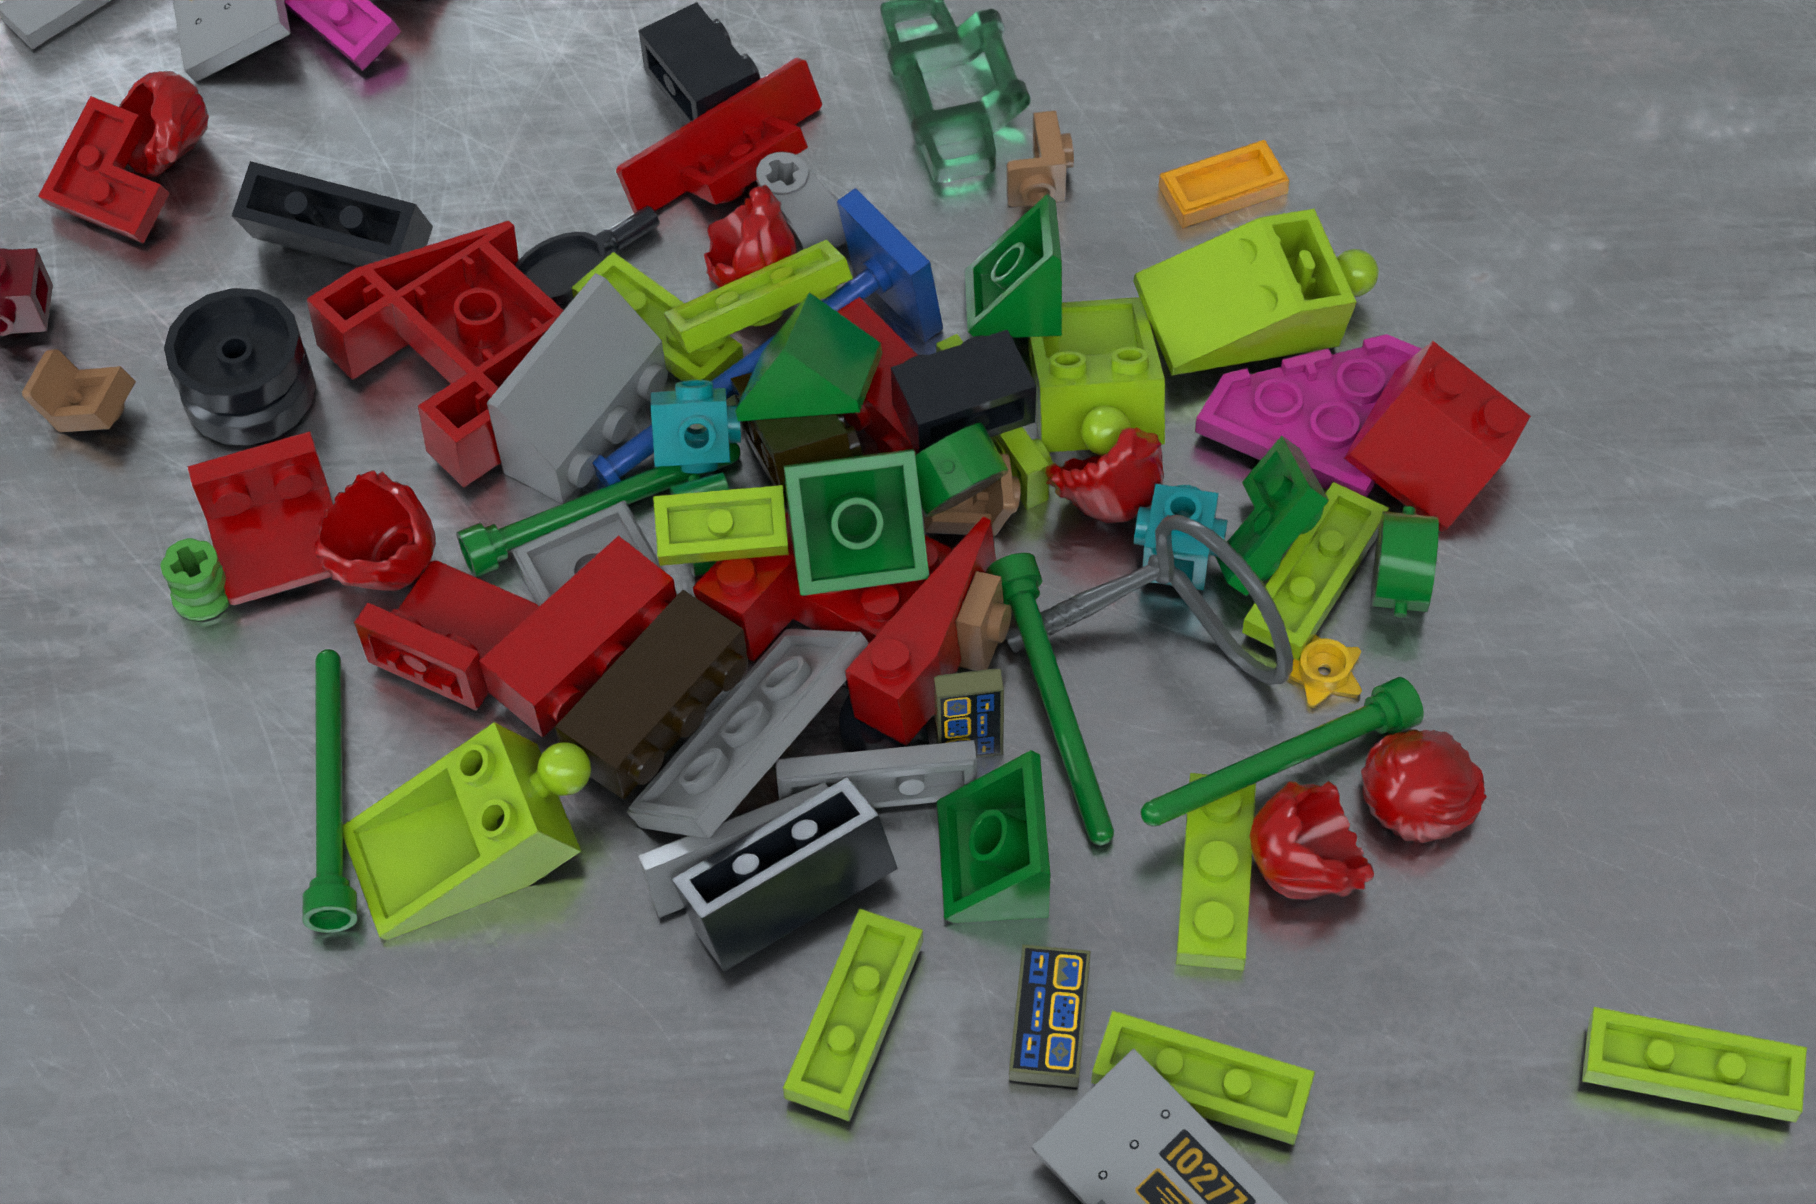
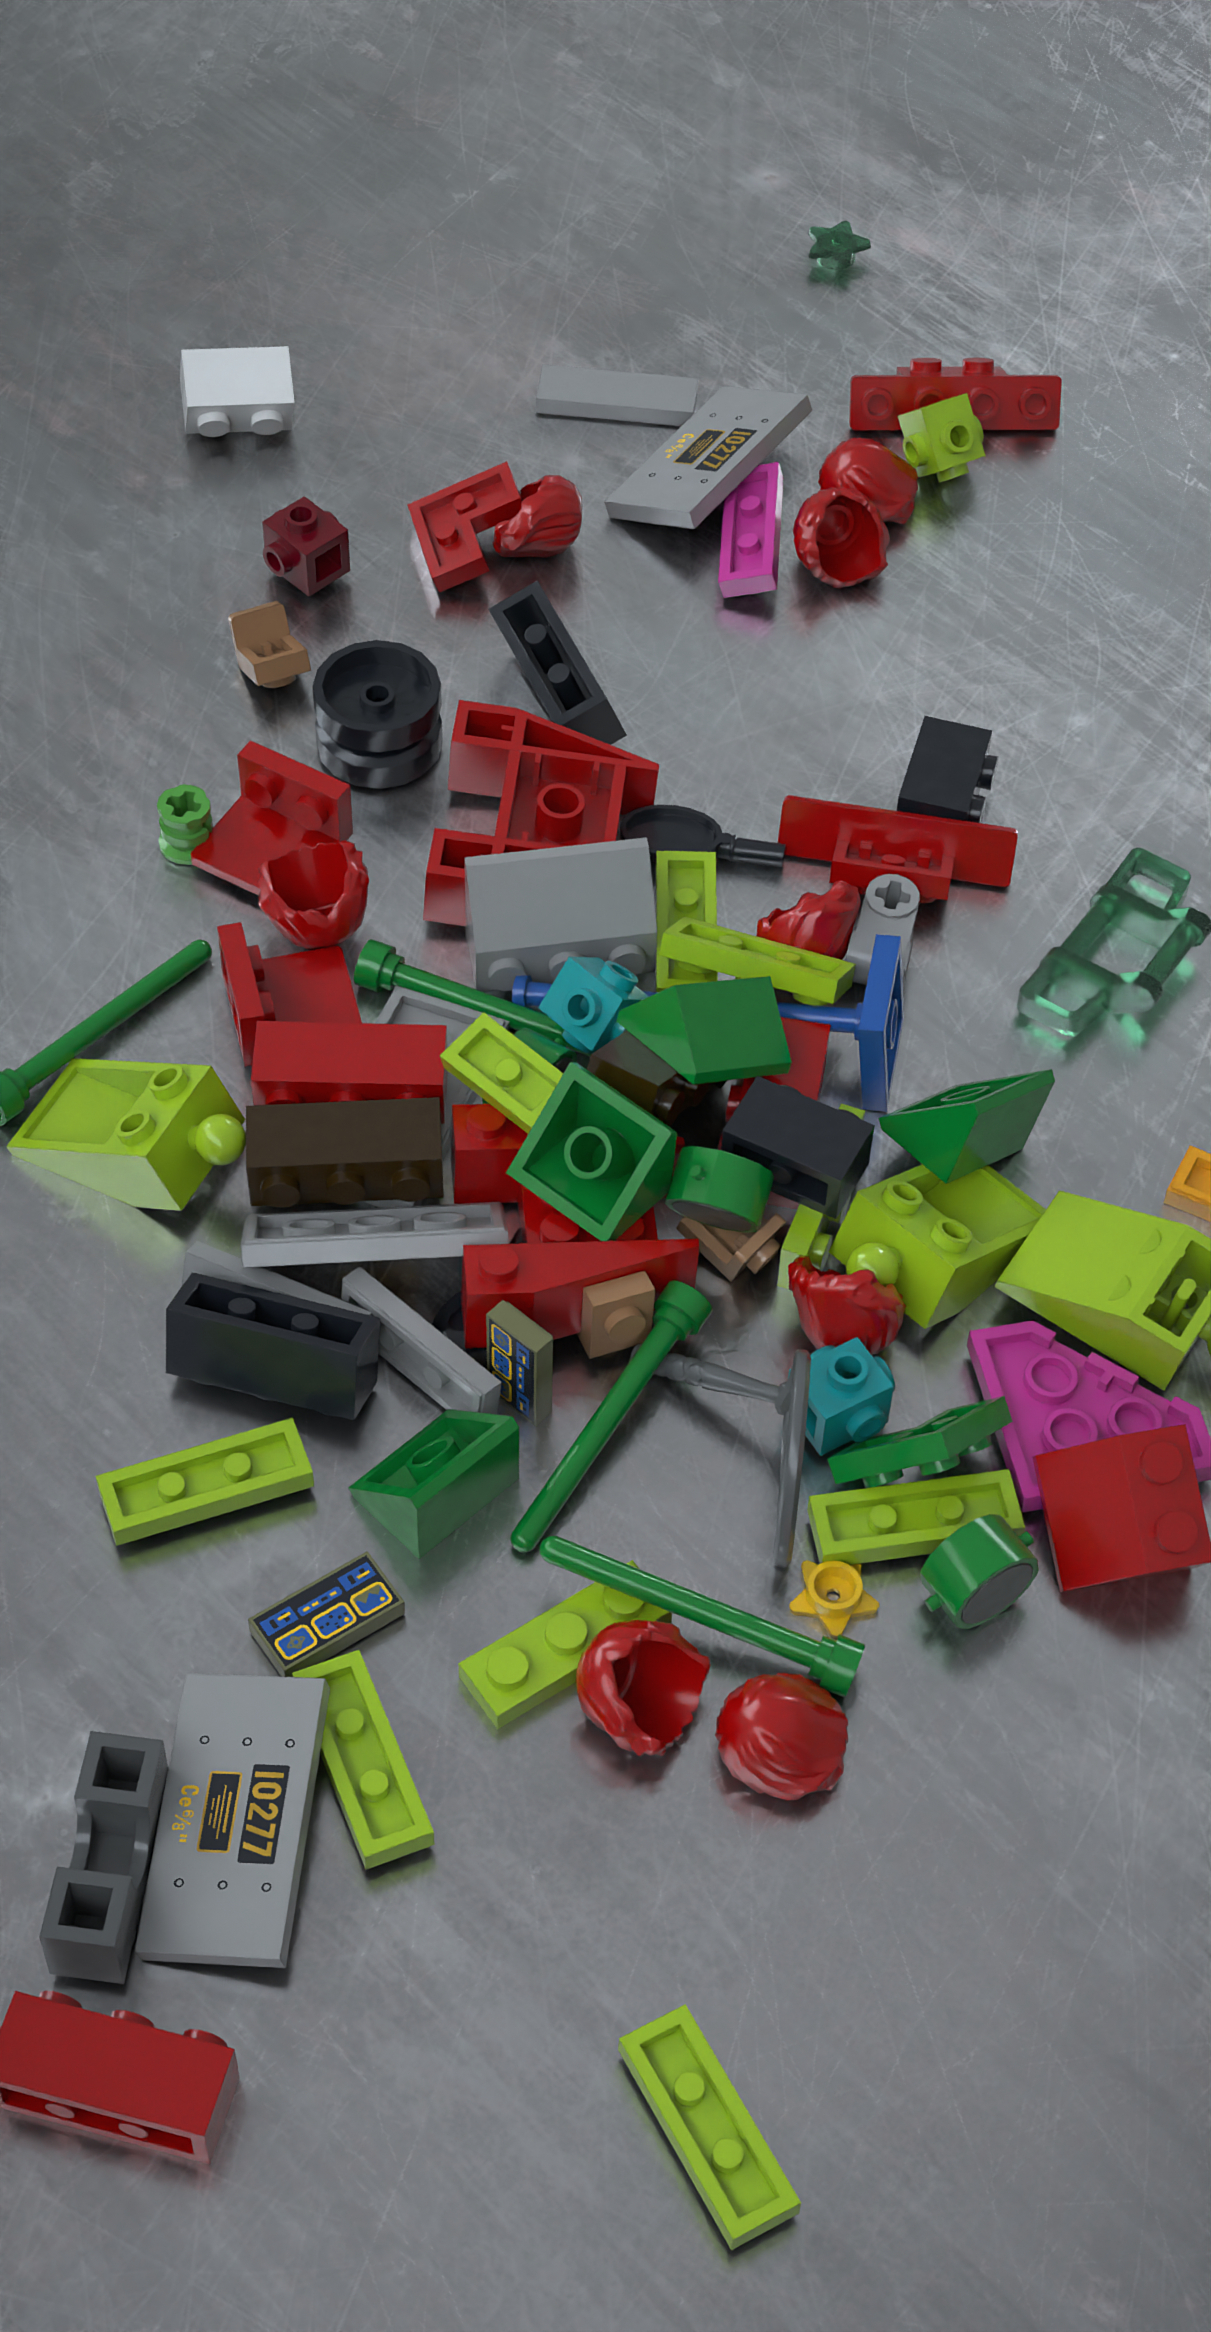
camera: 45 degrees right, 5 degrees down
(1045, 173) = (1104, 1068): medium nougat bracket -> none

